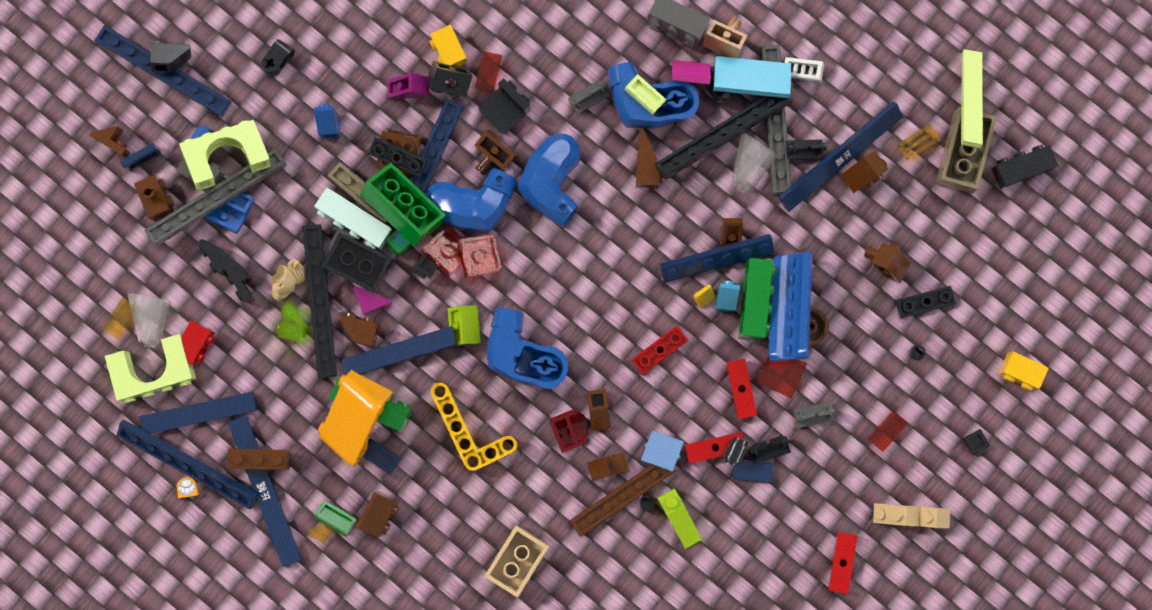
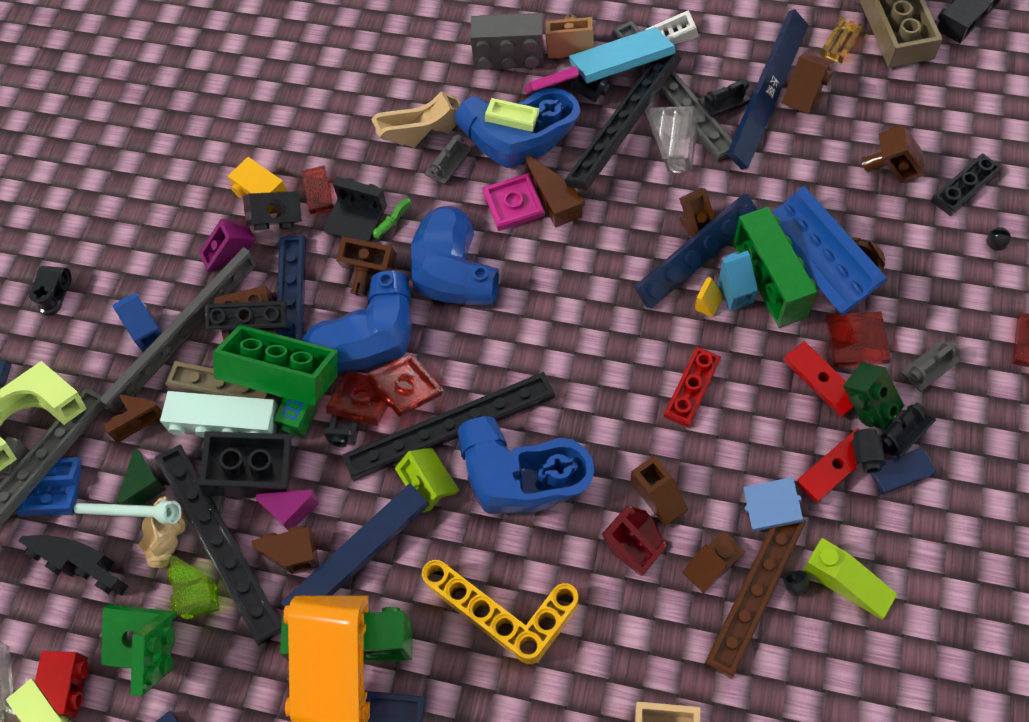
camera: 20 degrees left, 20 degrees down
(252, 351) = (150, 647): none -> green bracket
(287, 236) = (140, 482): none -> dark green slope
(294, 273) = (165, 512): none -> light aqua piece
(302, 187) = (138, 415): none -> reddish brown slope
(352, 138) = (177, 332): none -> dark grey tile
(495, 296) = (444, 427): none -> black tile
(526, 125) = (403, 206): none -> bright green piece
(579, 57) = (412, 125): none -> tan arch
(617, 153) = (513, 202): none -> dark pink tile
(760, 419) = (873, 395): none -> dark green brick

